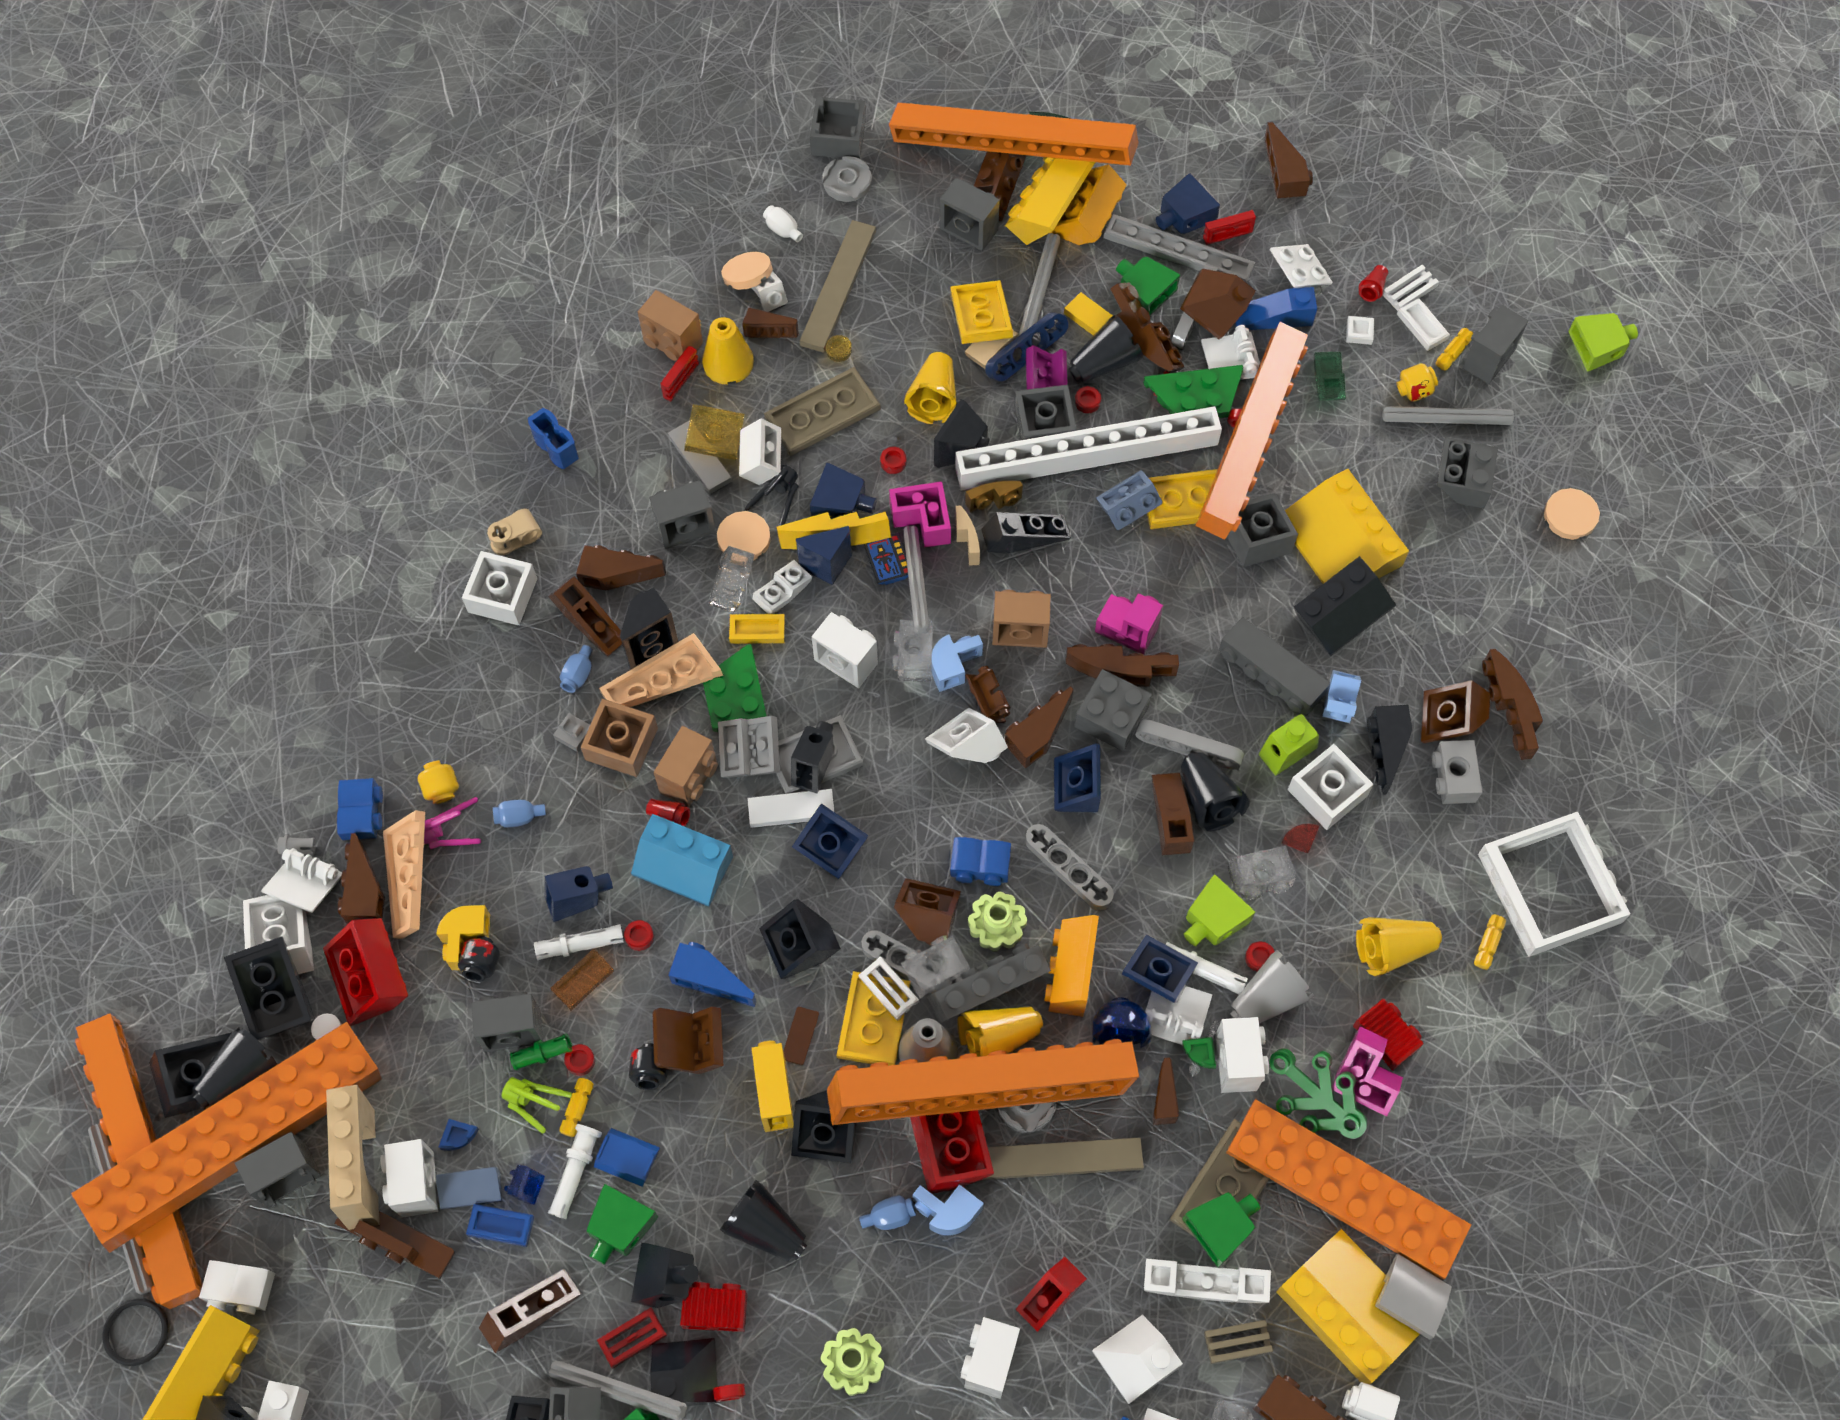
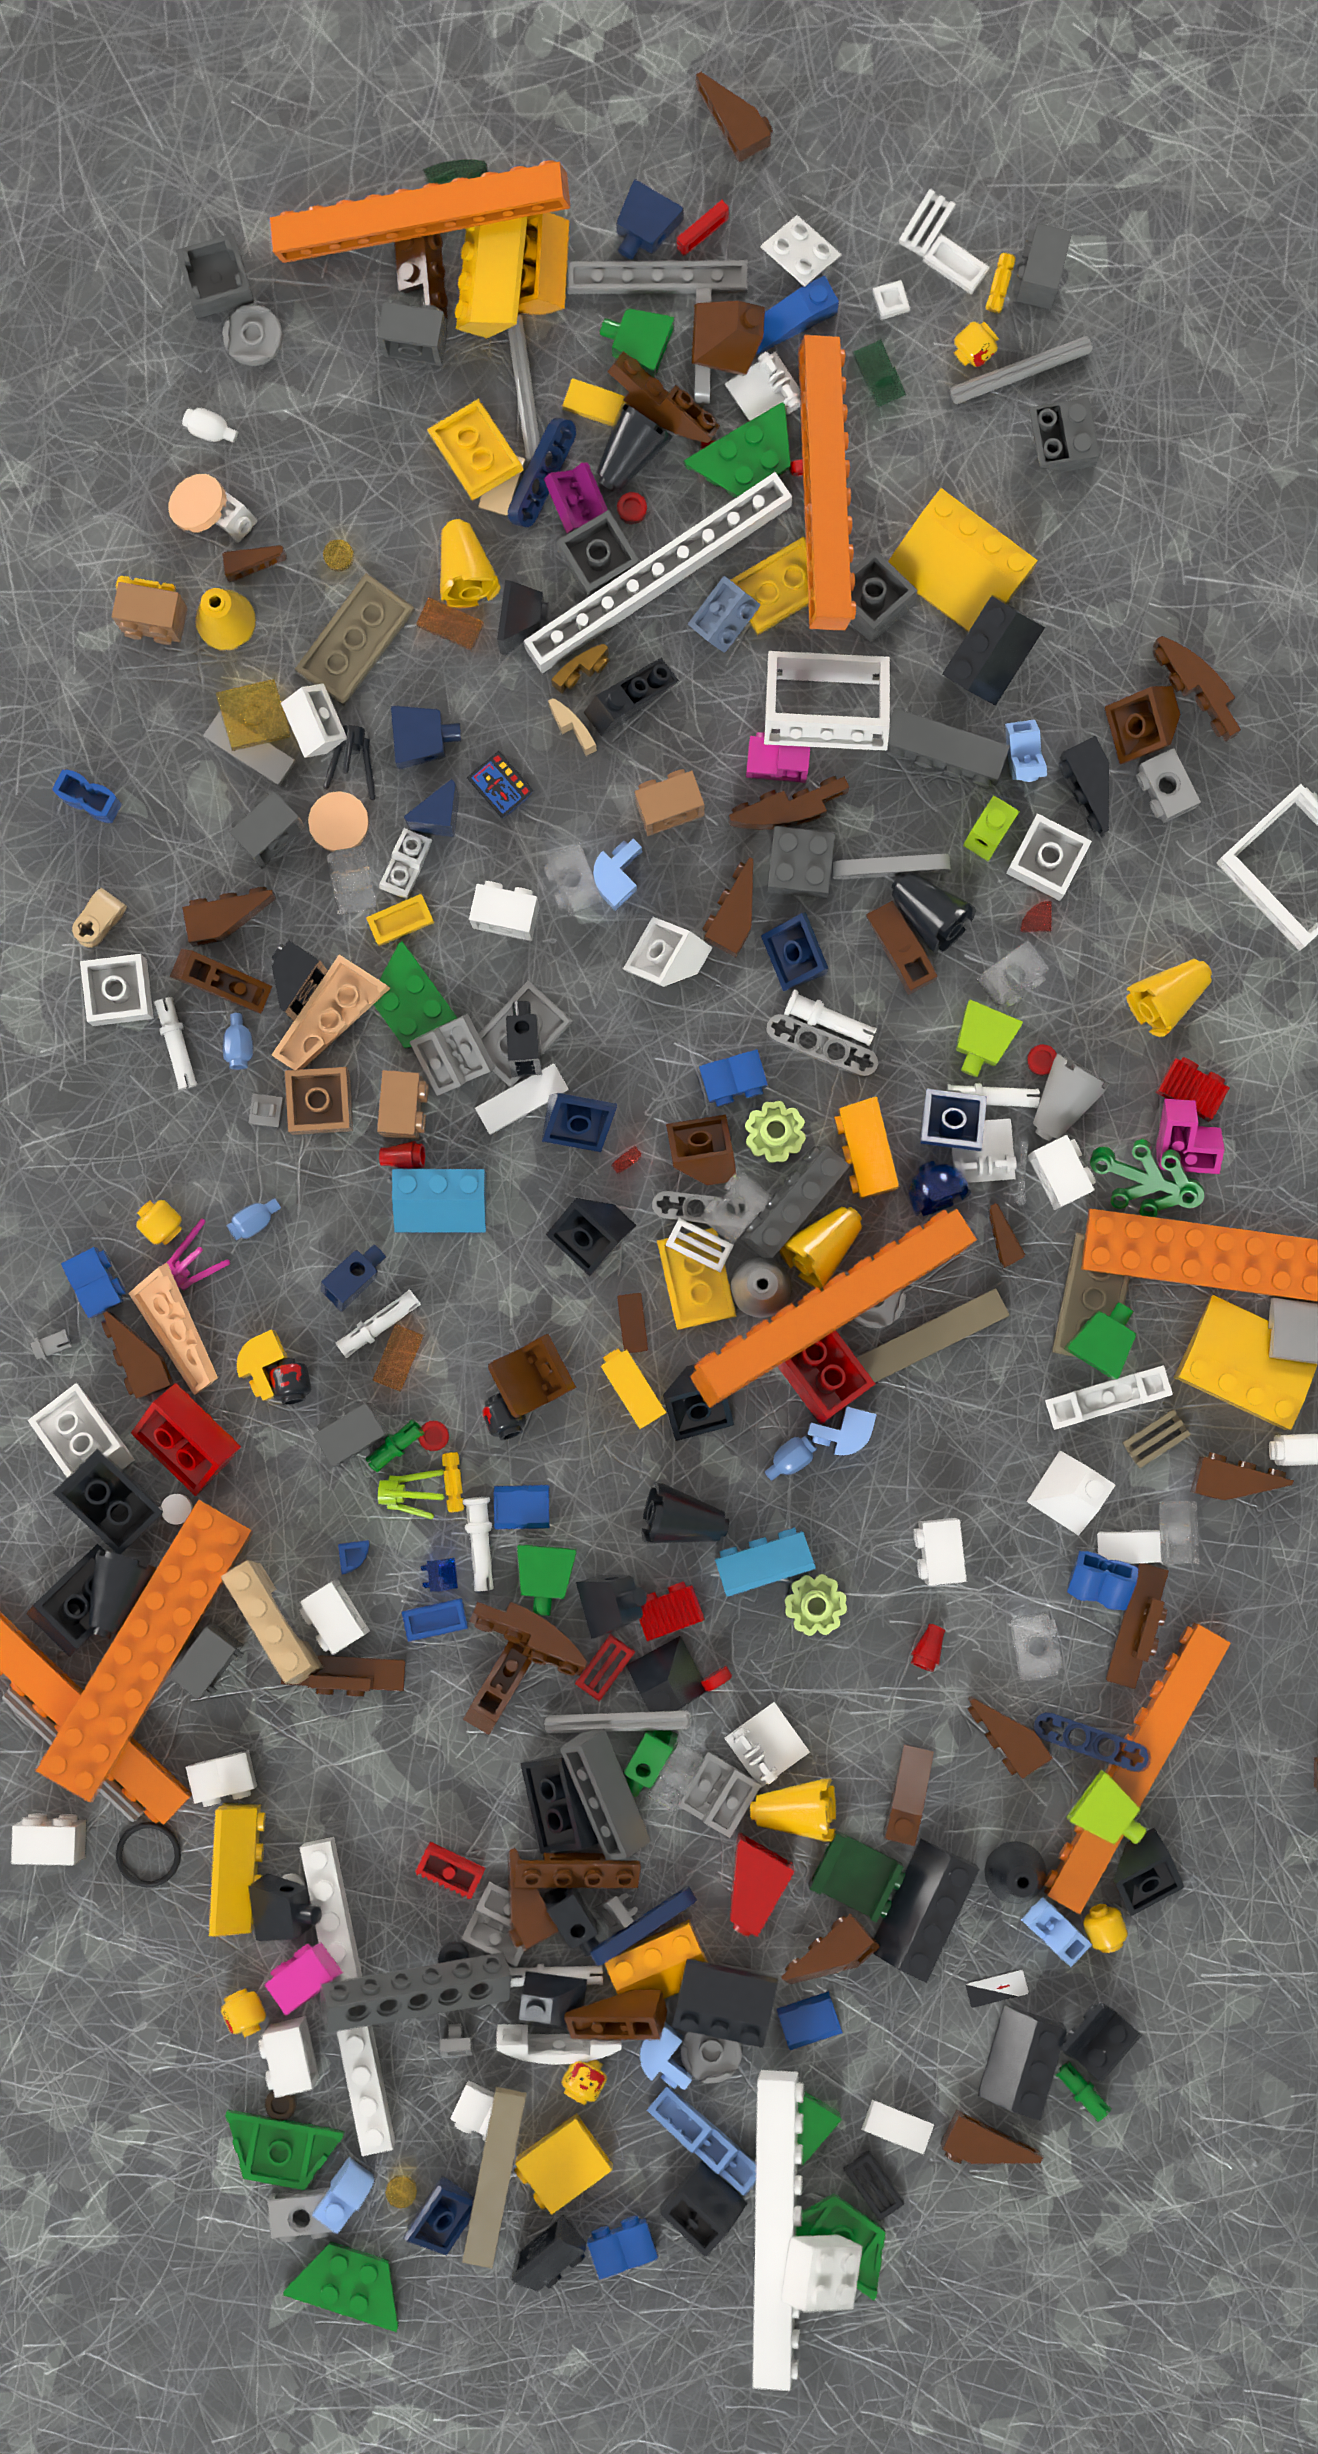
camera: 15 degrees left, 20 degrees up
(53, 1272) = (49, 1840): none -> white brick
(302, 880) = (77, 1379): white hinge -> none
(469, 1187) = (390, 1599): sand blue slope -> none
(528, 639) = (175, 1042): none -> white pin
(585, 1282) = (542, 1639): none -> reddish brown slope
(639, 935) = (432, 1291): red tile -> none
(679, 373) = (182, 660): red tile -> none
(702, 972) = (513, 1303): blue slope -> none
(821, 1298) = (764, 1562): none -> dark azure slope
(837, 286) = (303, 477): dark tan tile -> none
(858, 892) = (626, 1160): none -> clear red tile
(861, 530) = (420, 784): yellow slope -> none
(893, 460) = (455, 667): red tile -> none
(903, 428) = (450, 624): none -> clear orange tile
(916, 580) = (542, 801): light grey axle -> none
(924, 506) = (516, 712): dark pink brick -> none
(991, 704) = (658, 889): reddish brown hinge -> none
(1051, 1293) = (971, 1468): red slope -> none
(1075, 836) = (815, 1012): none -> white pin
(1179, 602) = (823, 729): none -> white window
(1200, 1051) = (1021, 1181): green tile -> none
(1373, 285) = (886, 236): red cone -> none
(1490, 942) = (1258, 952): yellow axle -> none
(1571, 513) = (1188, 436): light nougat tile -> none
(1601, 338) = (1154, 207): lime torso -> none

